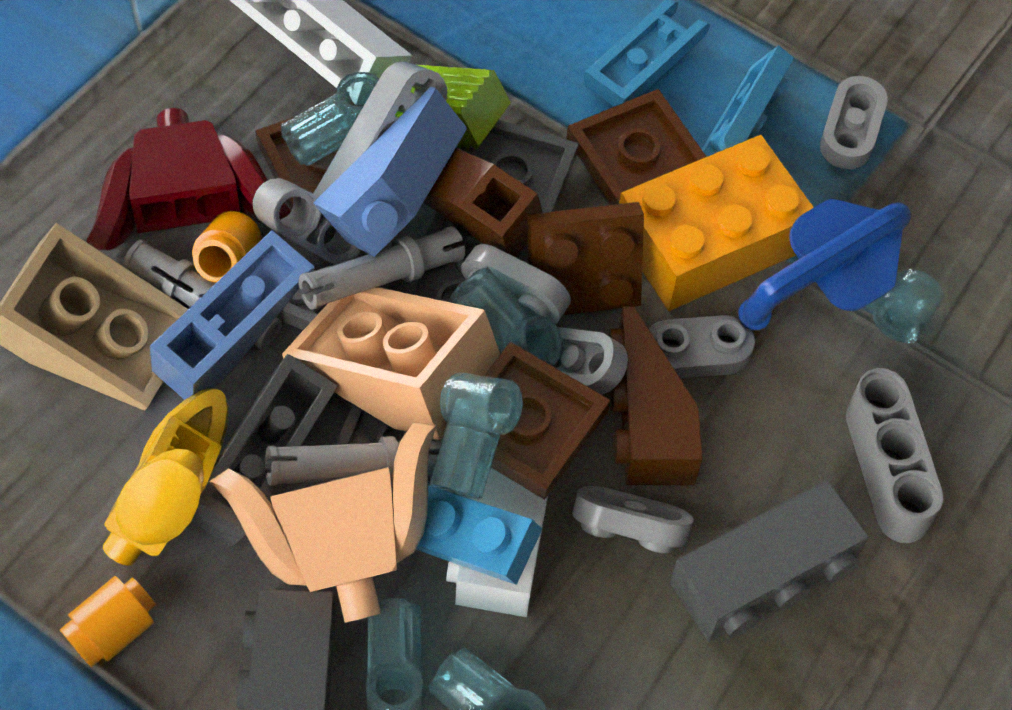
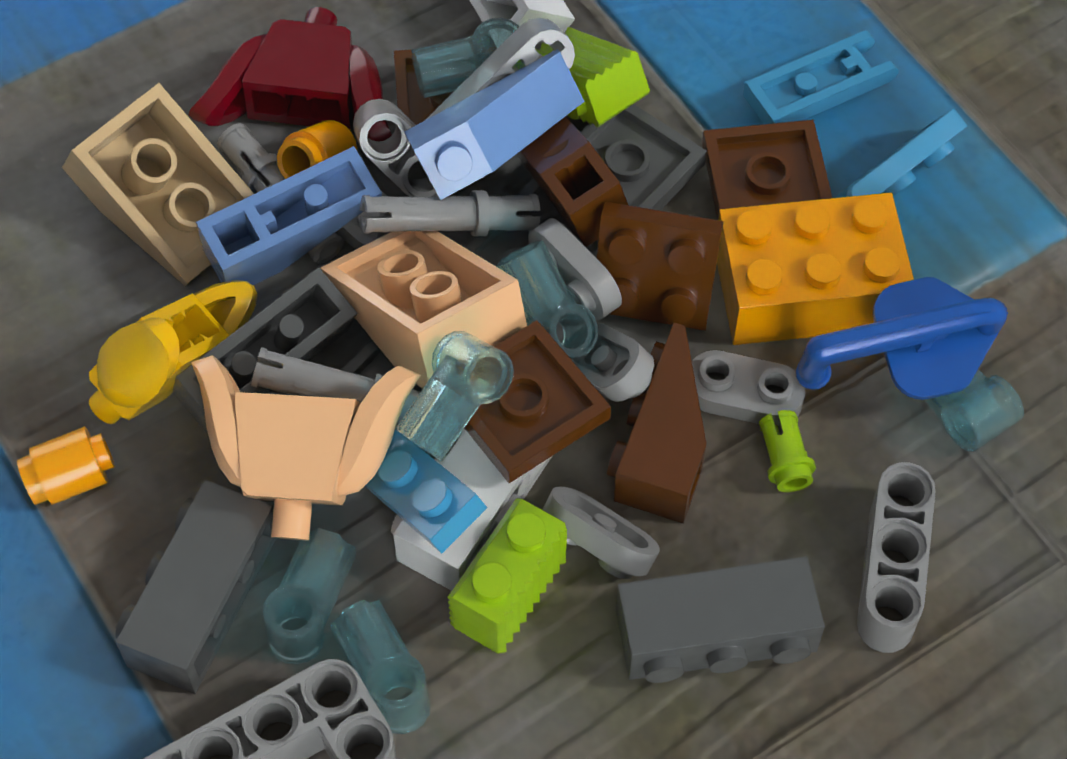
camera: 25 degrees right, 0 degrees up
(572, 584) = (508, 575): none -> lime brick
(764, 399) = (789, 461): none -> lime pin
(853, 126) = (1006, 214): light grey plate -> none

